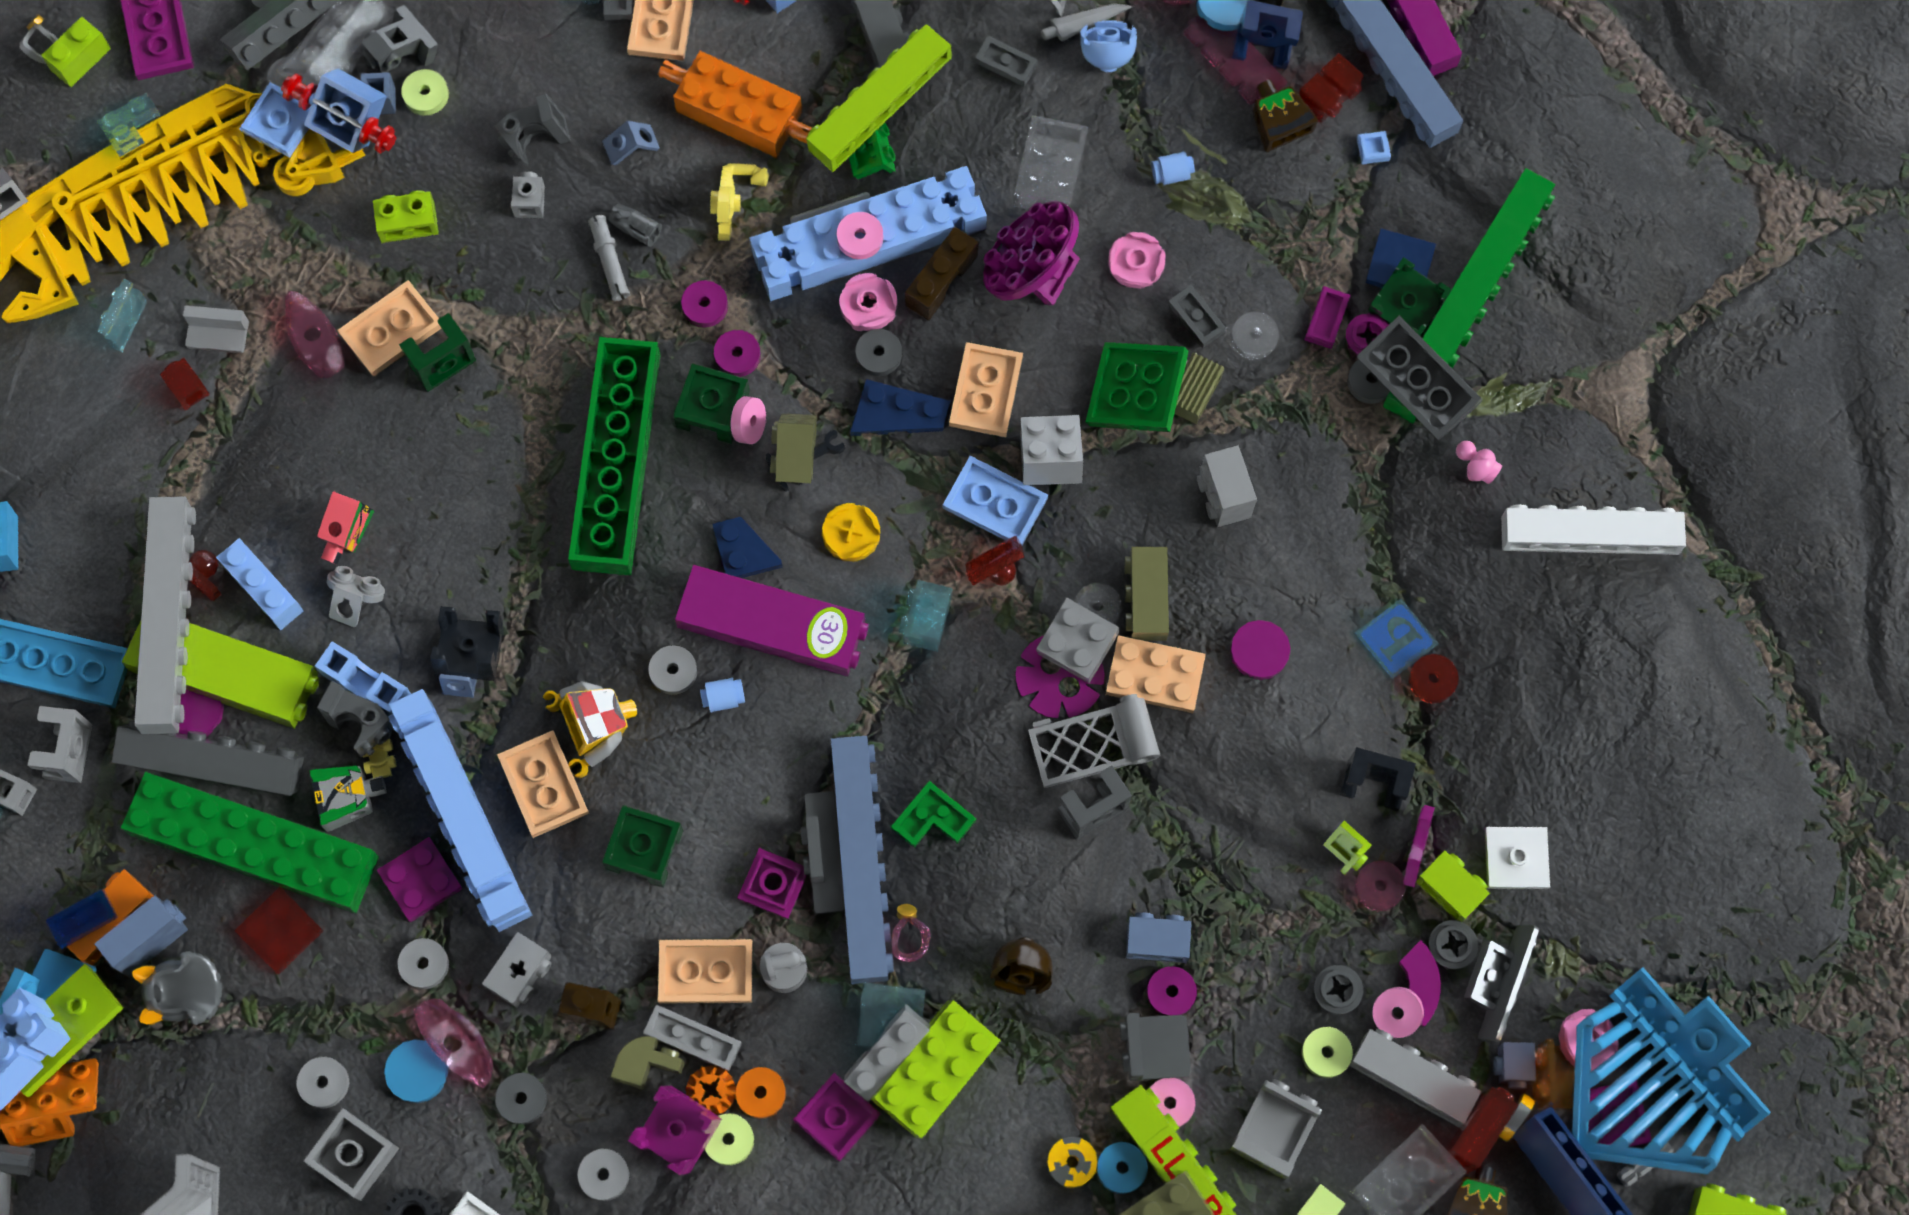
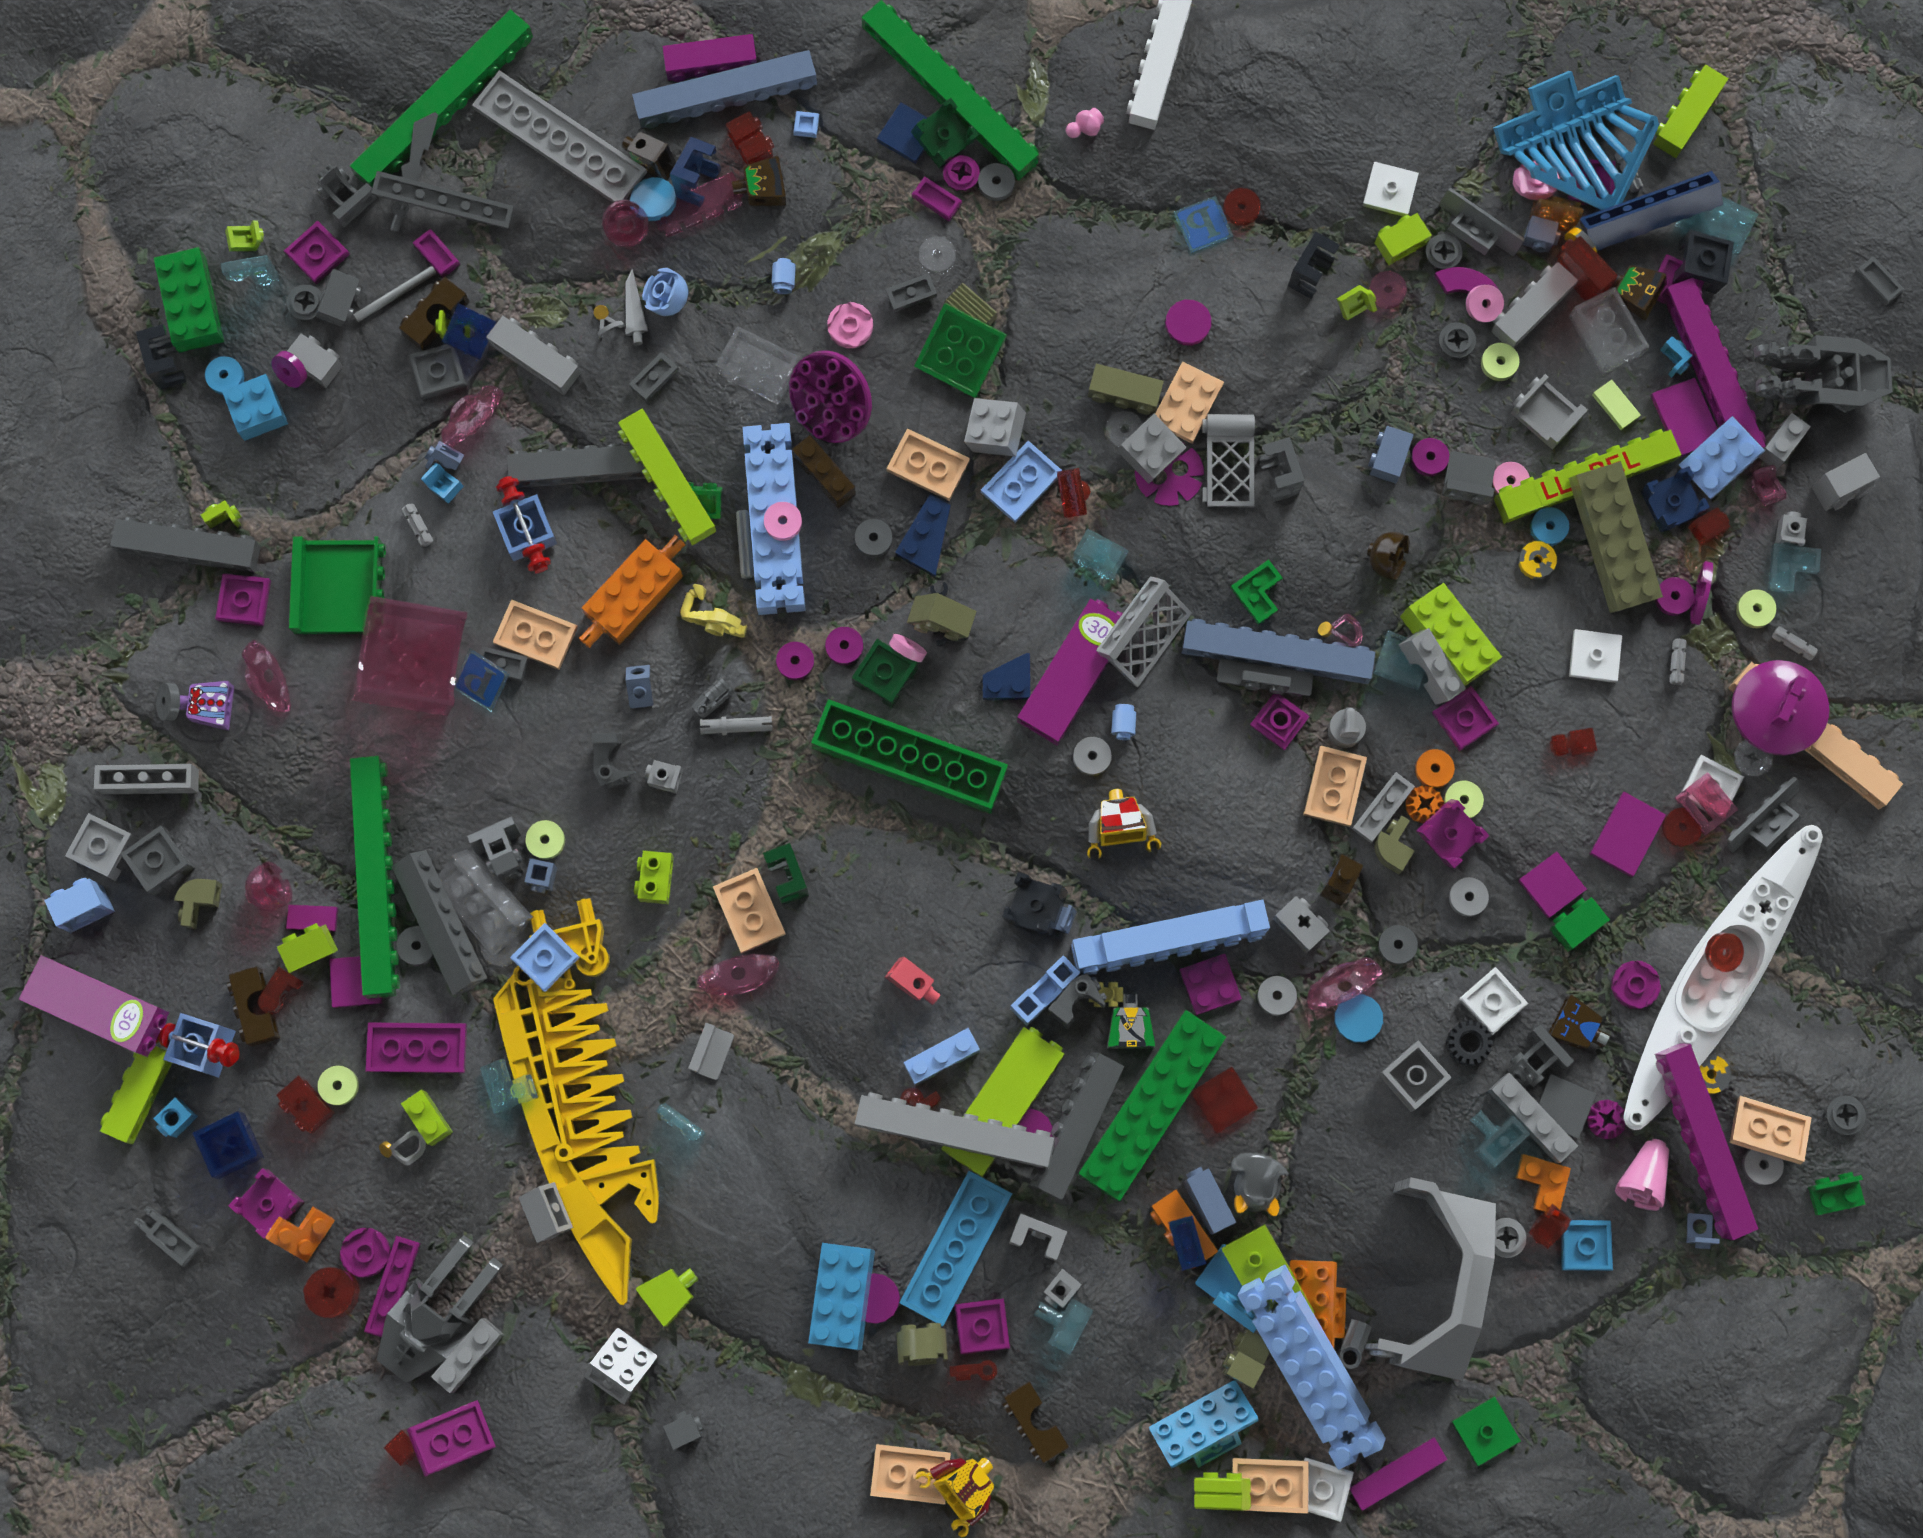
camera: 75 degrees left, 5 degrees up
(184, 383) = (751, 1085): clear red brick -> none
(310, 1075) = (1342, 1098): light grey piece -> none
(342, 110) = (559, 899): medium blue brick -> none
(354, 588) = (964, 984): light grey bracket -> none
(543, 784) = (1159, 873): light nougat plate -> none
(642, 845) = (1229, 807): dark green panel -> none
(841, 665) = (1135, 620): none -> light grey fence
(851, 532) = (1015, 596): yellow tile -> none
(877, 289) = (830, 548): bright pink plate -> none
(1226, 486) = (1060, 306): light grey brick -> none
(1418, 845) = (1358, 248): magenta tile -> none
(1419, 378) = (1013, 143): dark grey slope -> none

